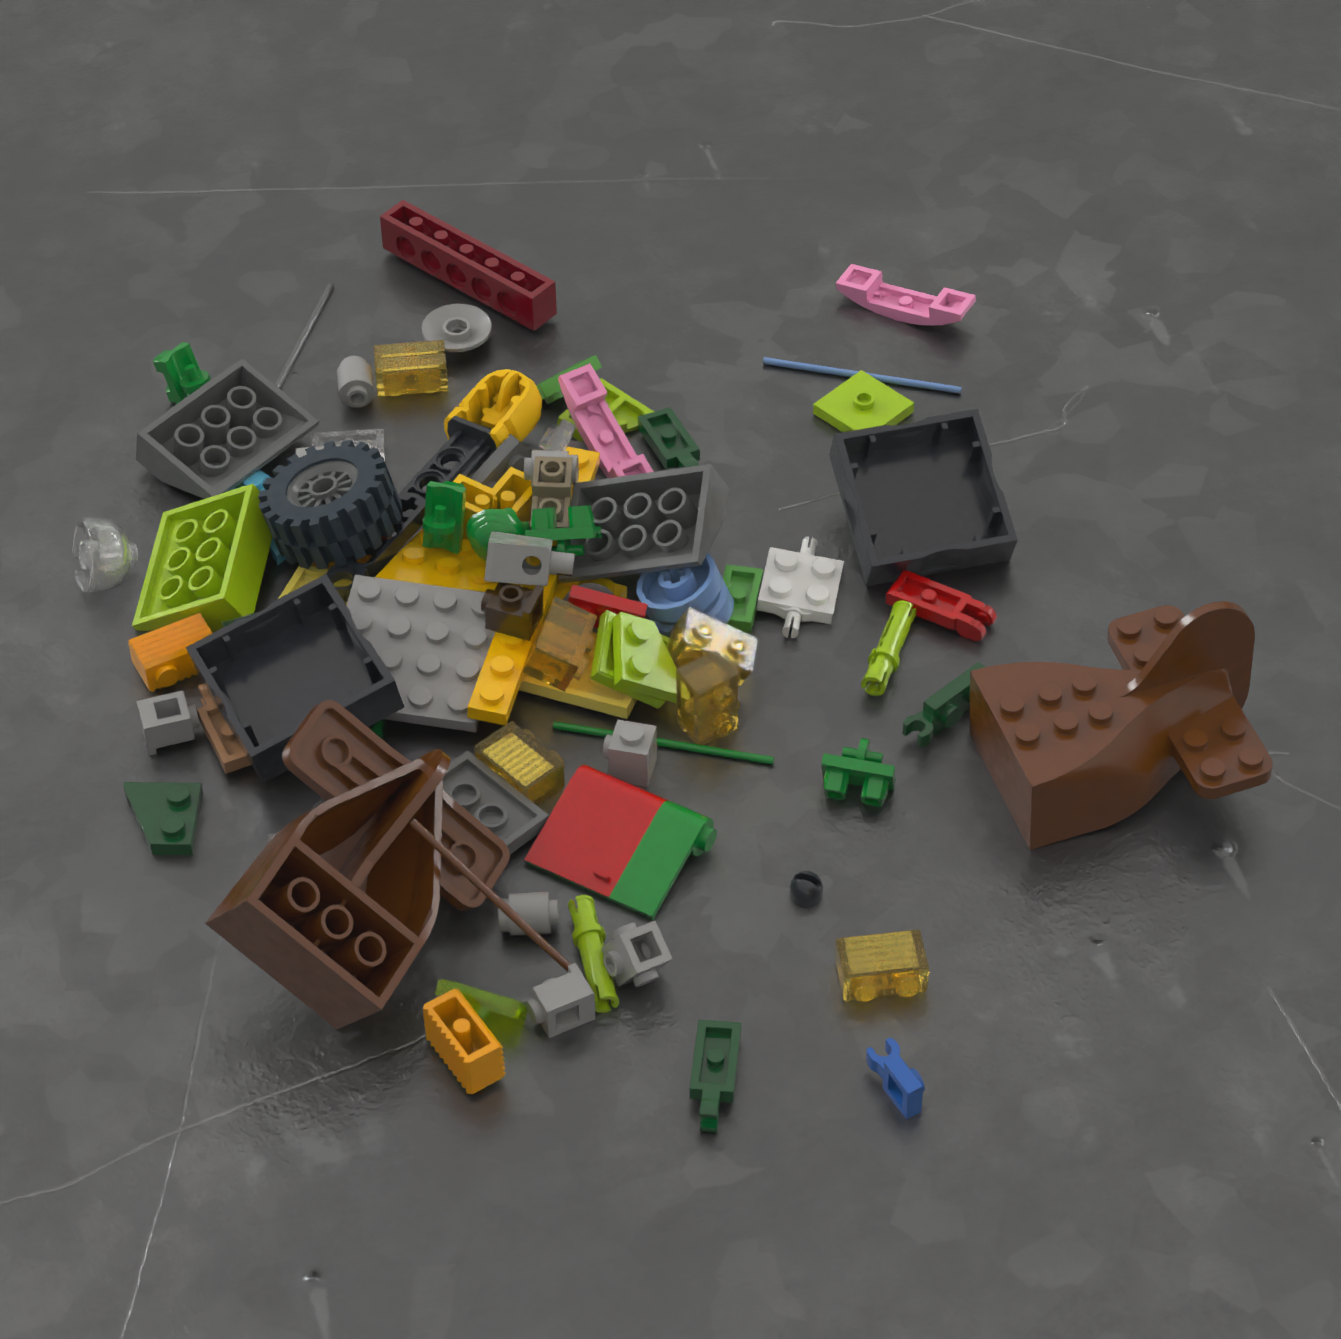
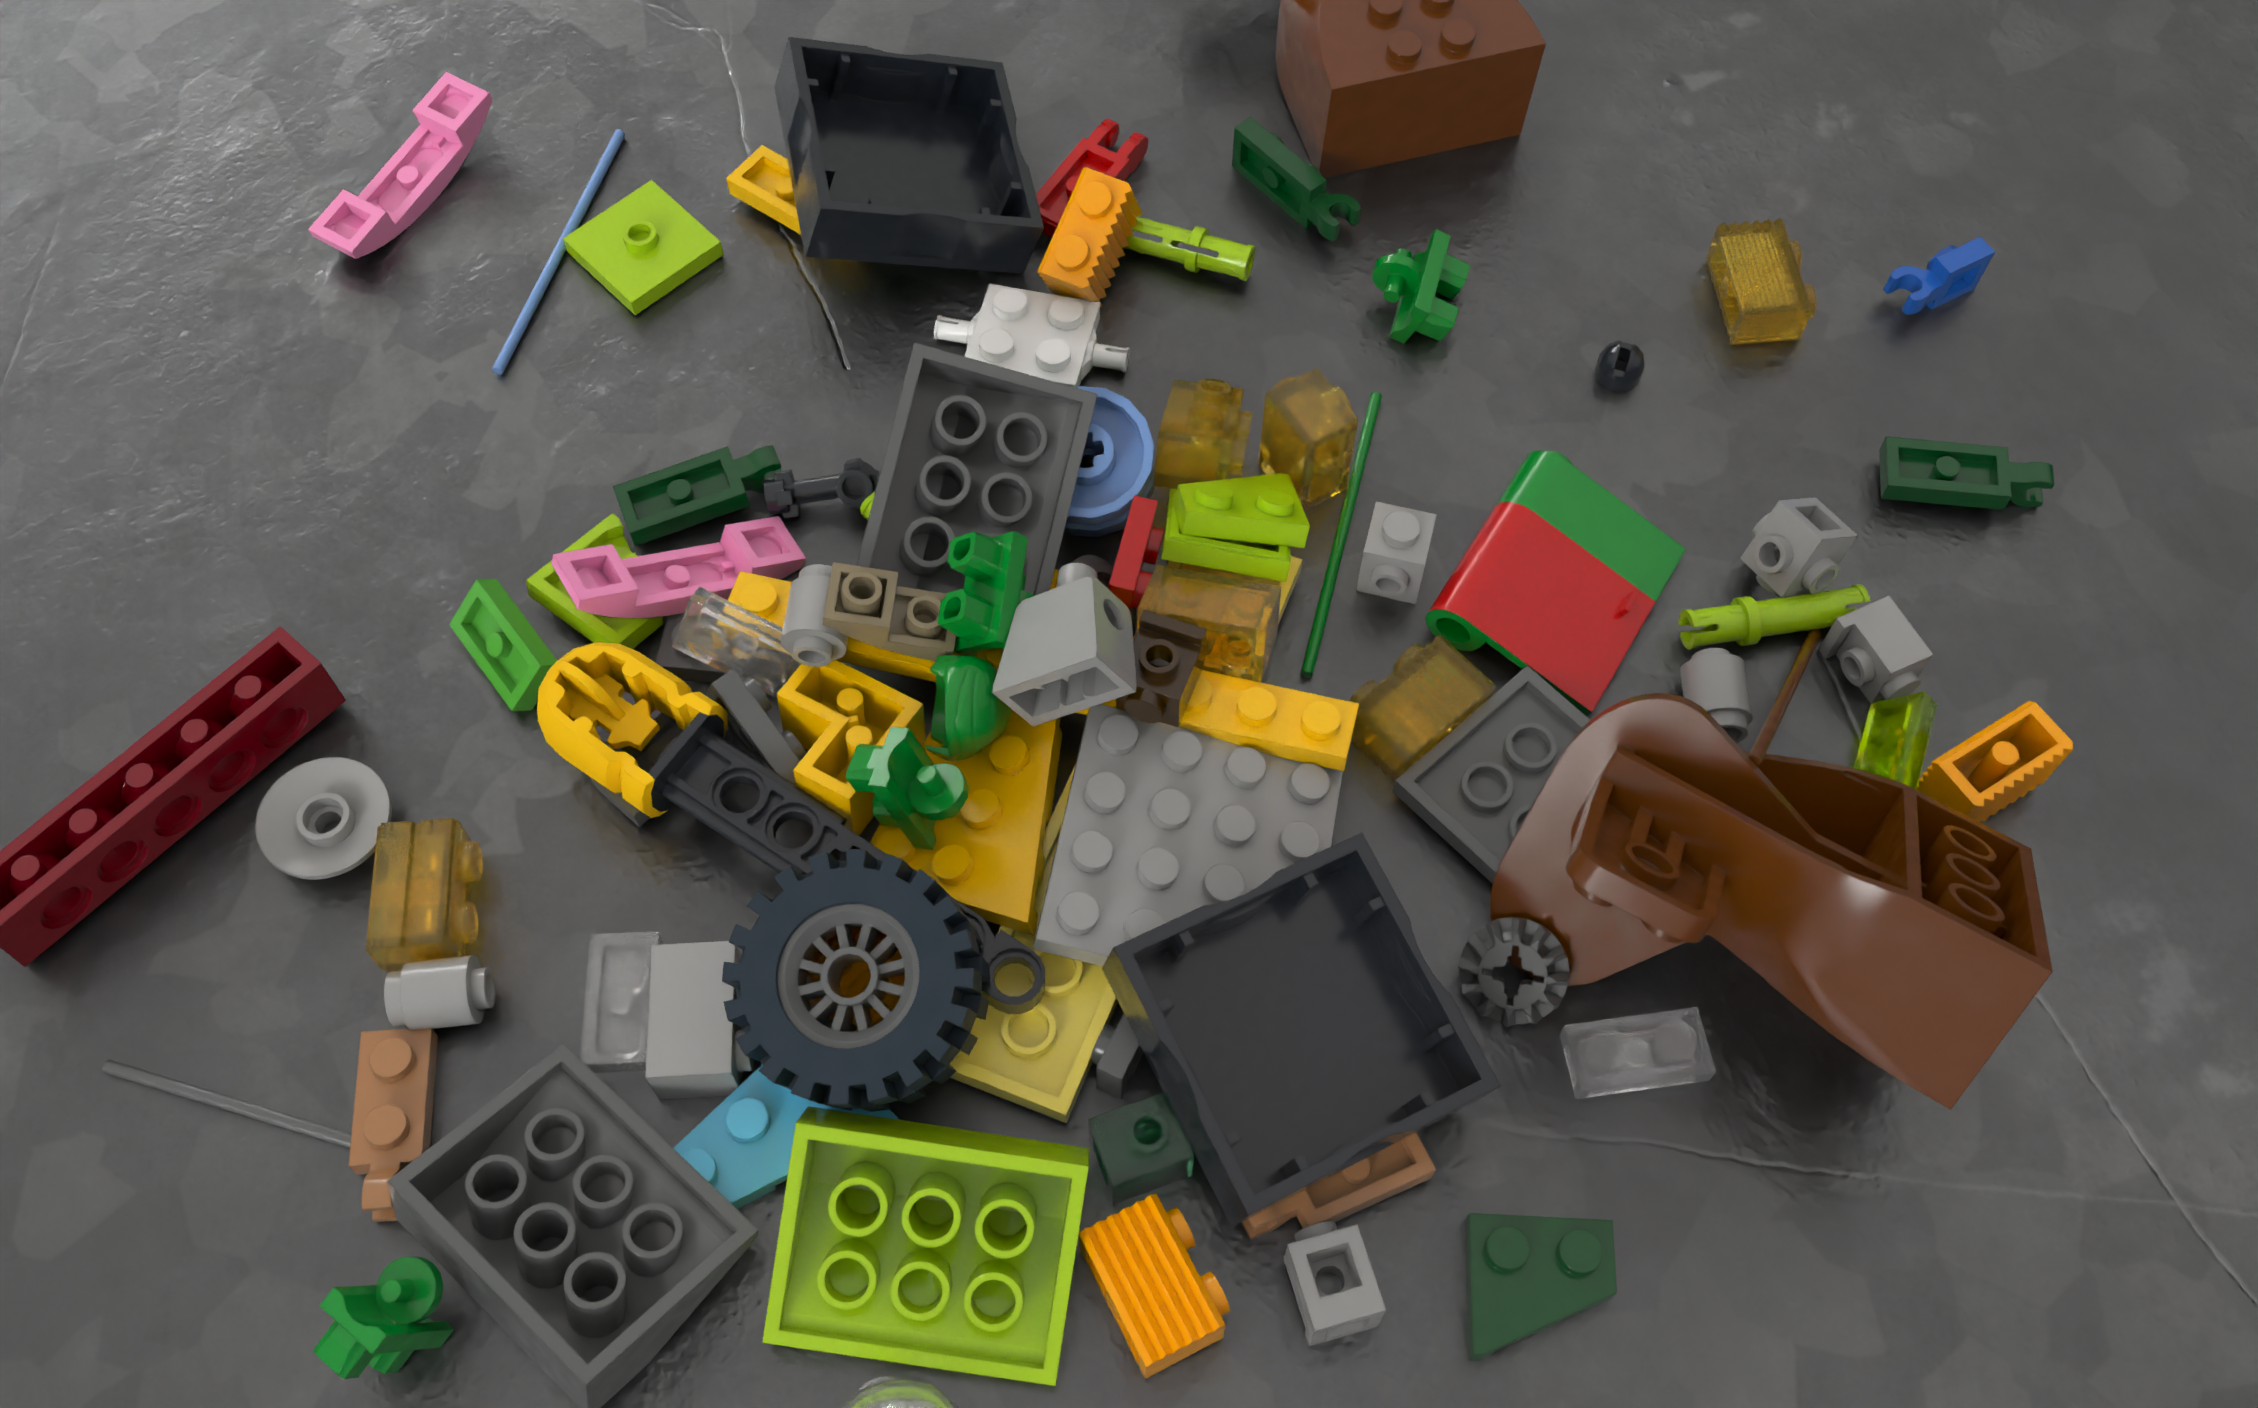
camera: 90 degrees left, 15 degrees up
(304, 377) = (391, 1110): none -> medium nougat plate
(870, 593) = (1090, 237): none -> light orange brick

